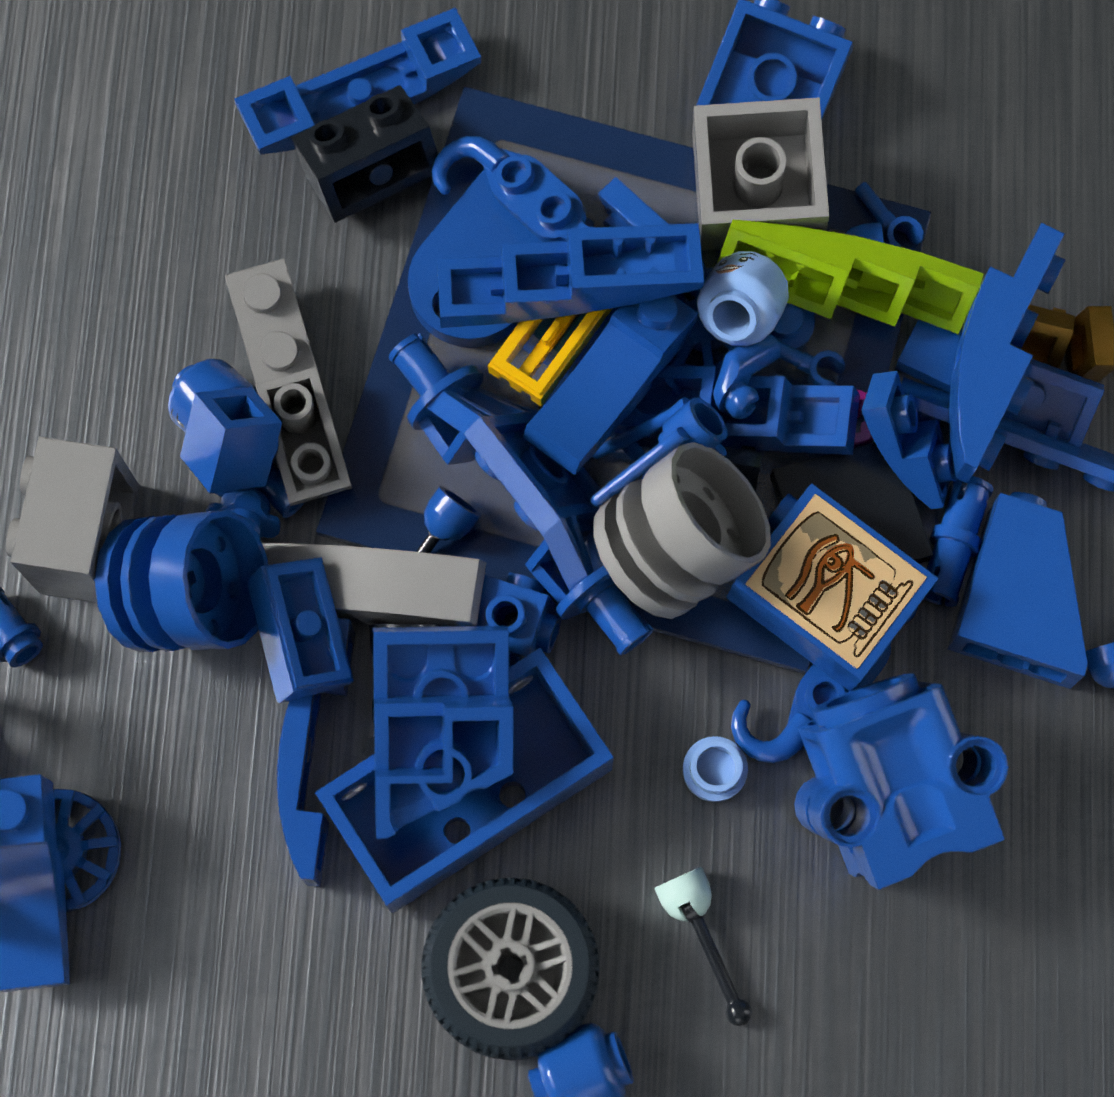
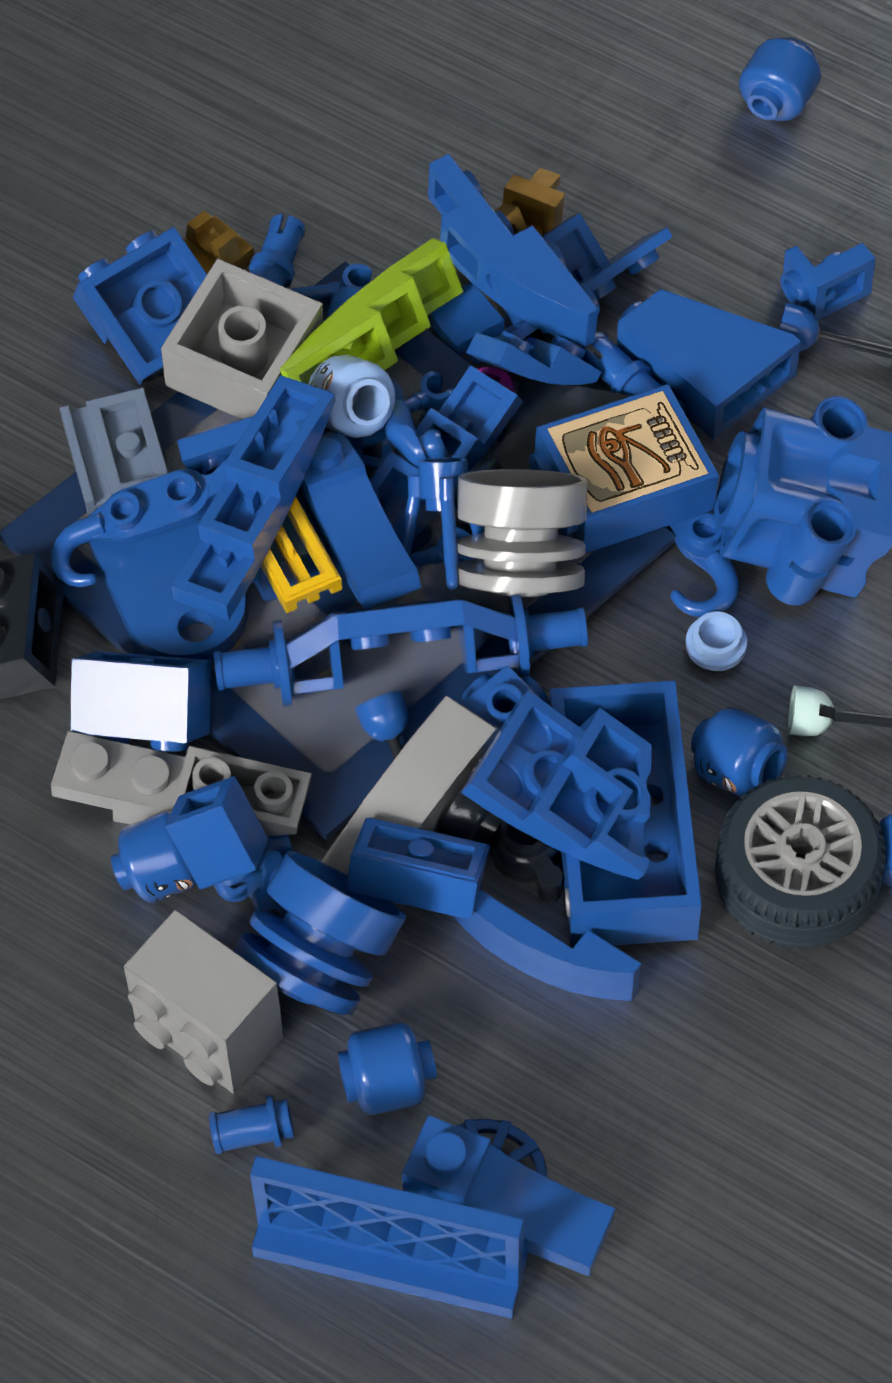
camera: 60 degrees left, 15 degrees down
(107, 709) = (386, 1068): none -> blue head
(348, 298) = (141, 698): none -> brick
(593, 131) = (112, 445): none -> sand blue plate
(599, 852) = (738, 751): none -> blue head
(873, 93) = (213, 240): none -> pearl gold tile
(885, 154) = (279, 251): none -> blue pin

